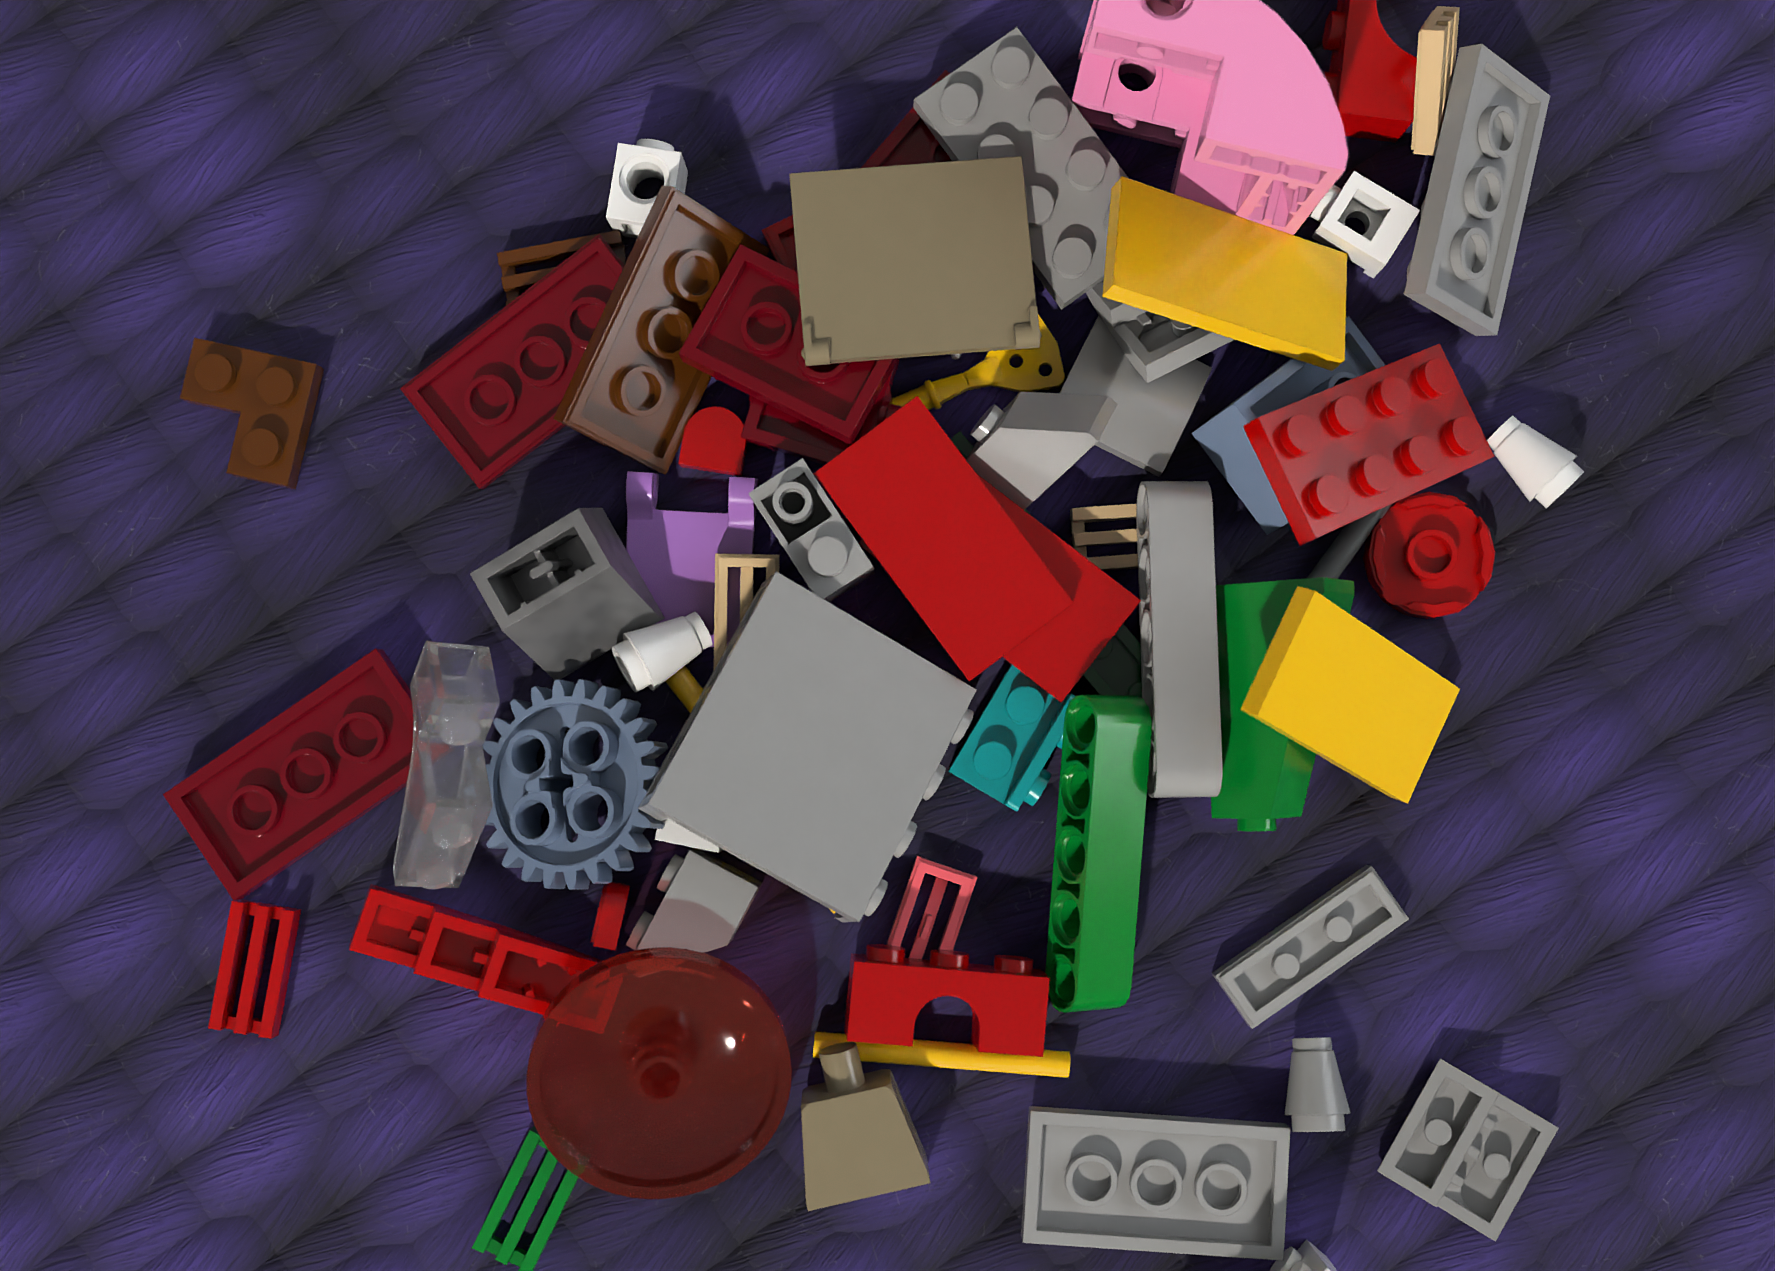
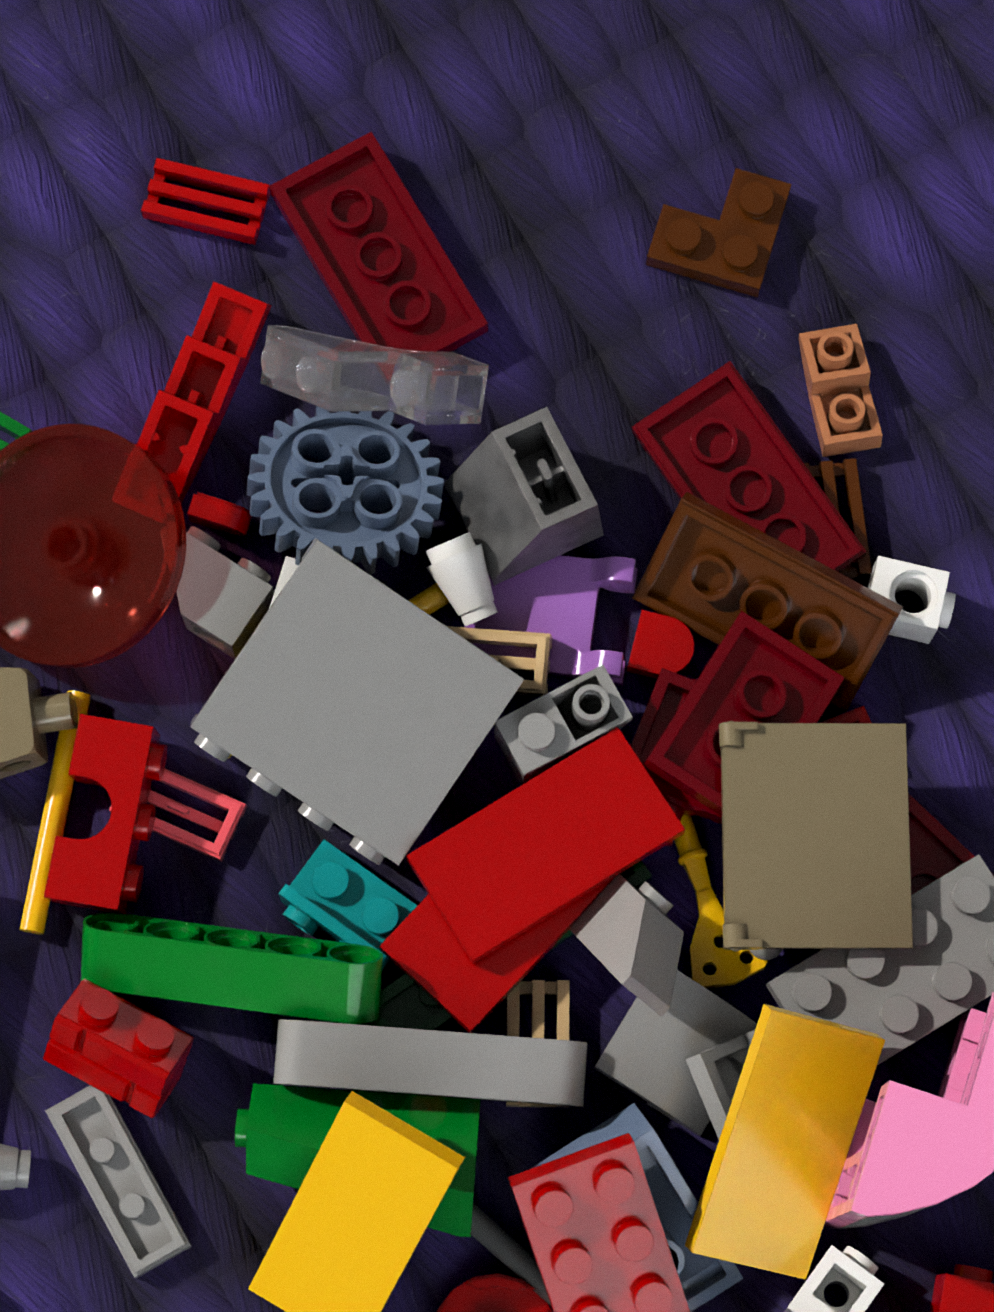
camera: 90 degrees right, 10 degrees down
(423, 275) = (840, 390): none -> nougat slope
(1187, 961) = (118, 1048): none -> red brick

